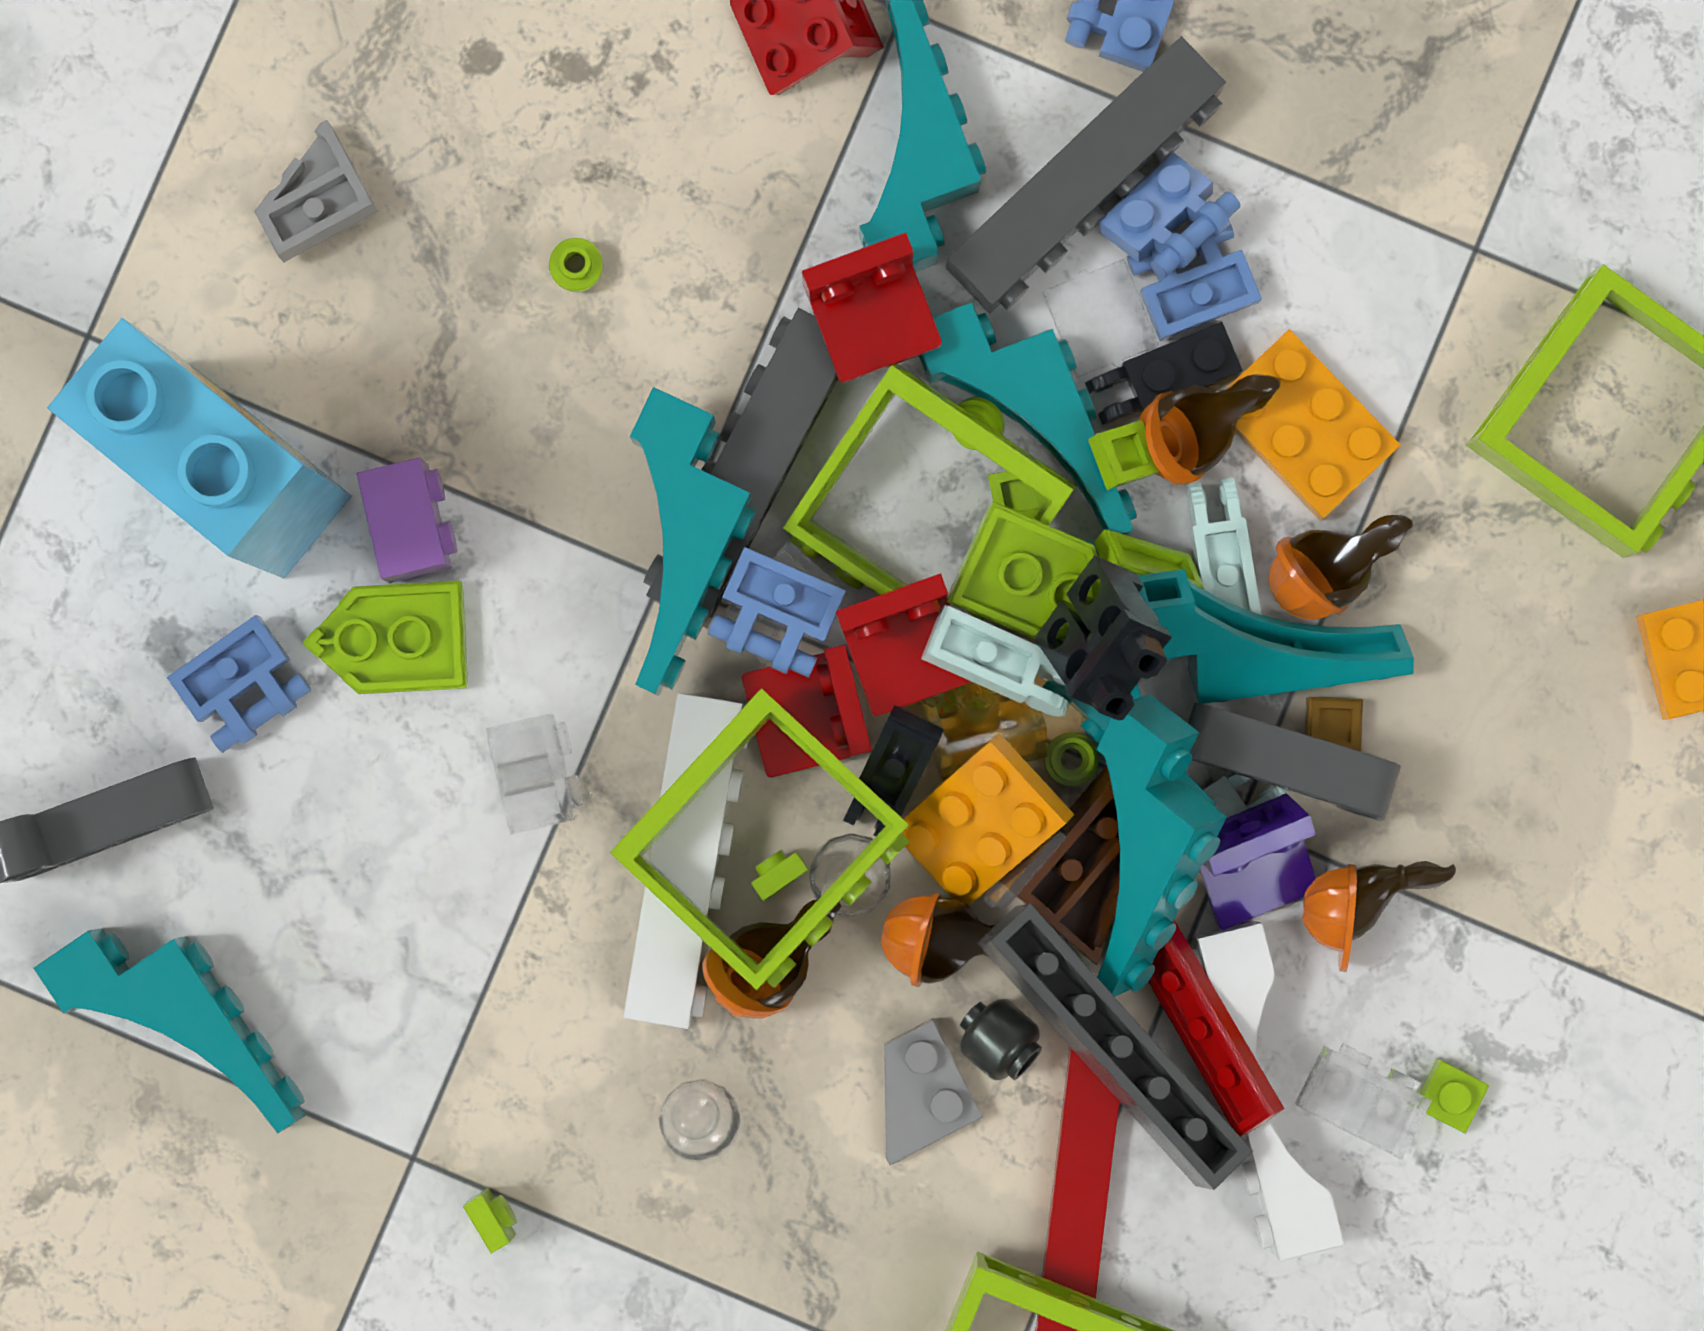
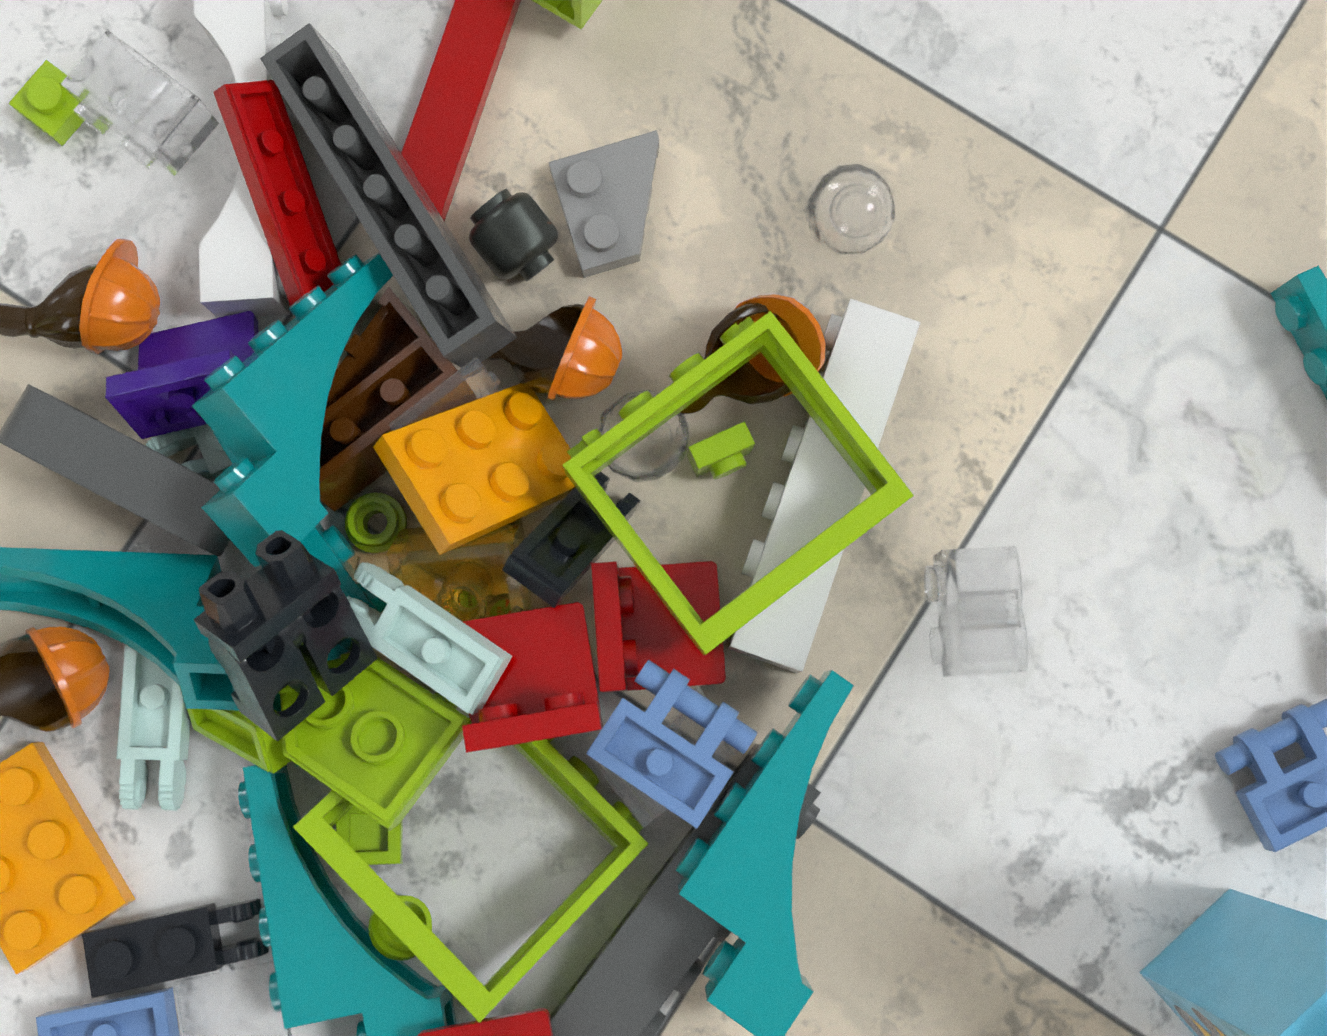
camera: 165 degrees left, 5 degrees down
(396, 638) = (1110, 795): lime tile -> none
(406, 519) = (1087, 935): medium lavender brick -> none
(492, 1219) = (1091, 145): lime plate -> none
(1123, 455) = (229, 858): lime plate -> none
(1196, 425) = (147, 879): dark brown piece -> none
(1335, 720) = (78, 513): pearl gold tile -> none

